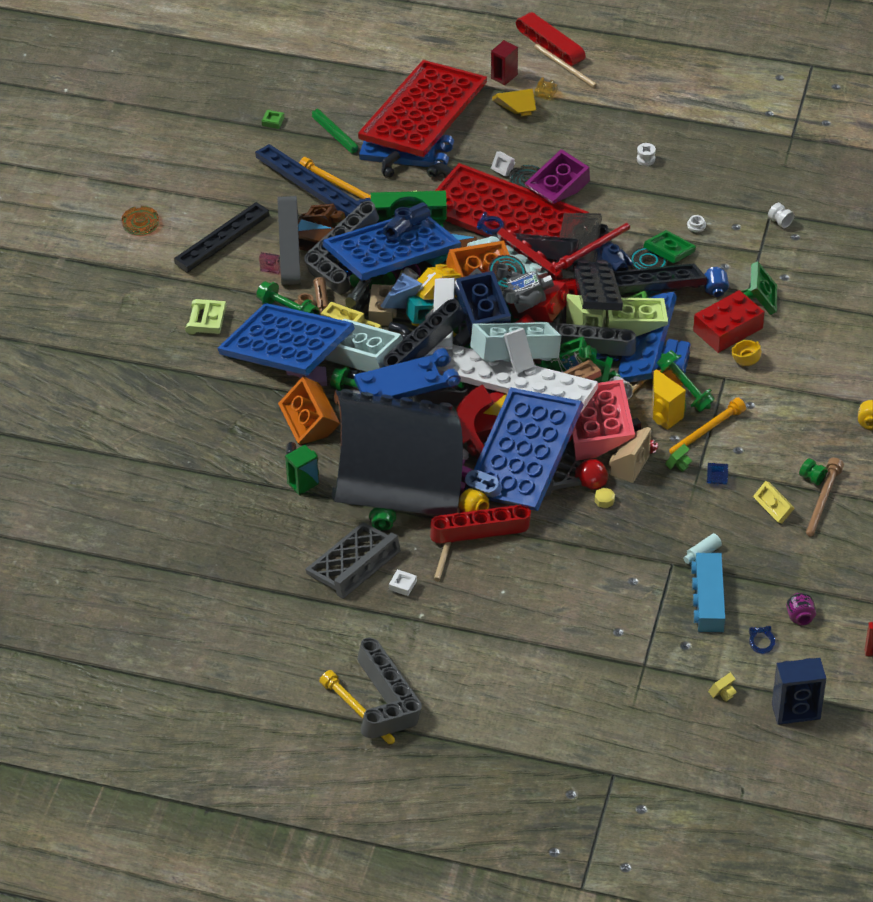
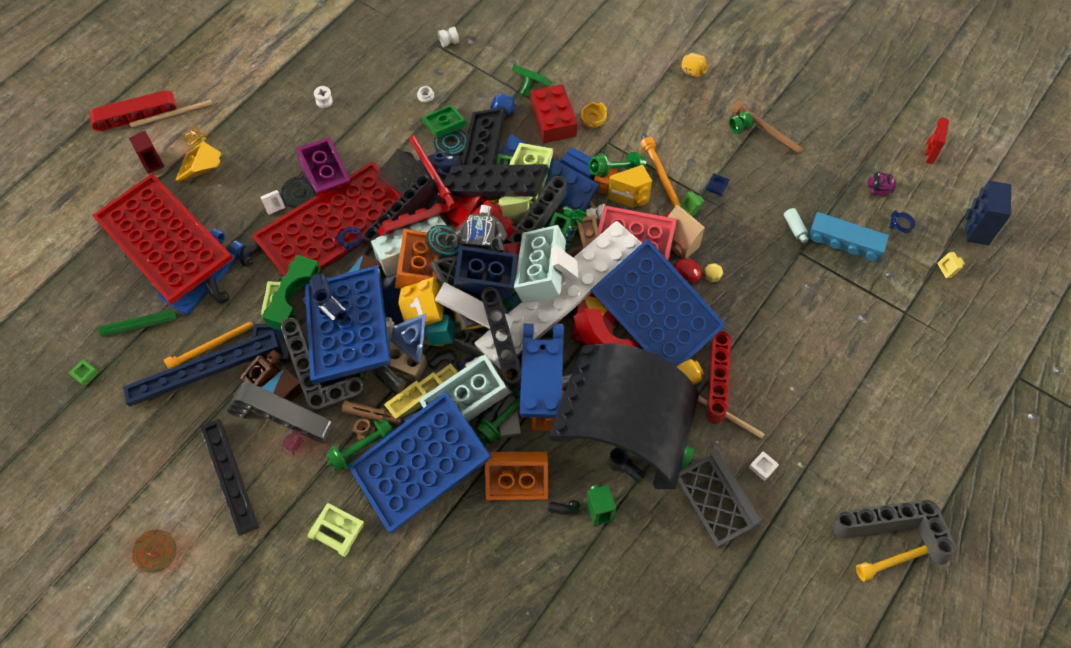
camera: 70 degrees left, 15 degrees up
(485, 479) = (677, 349): medium blue beam -> none
(773, 502) = (764, 159): light yellow plate -> none

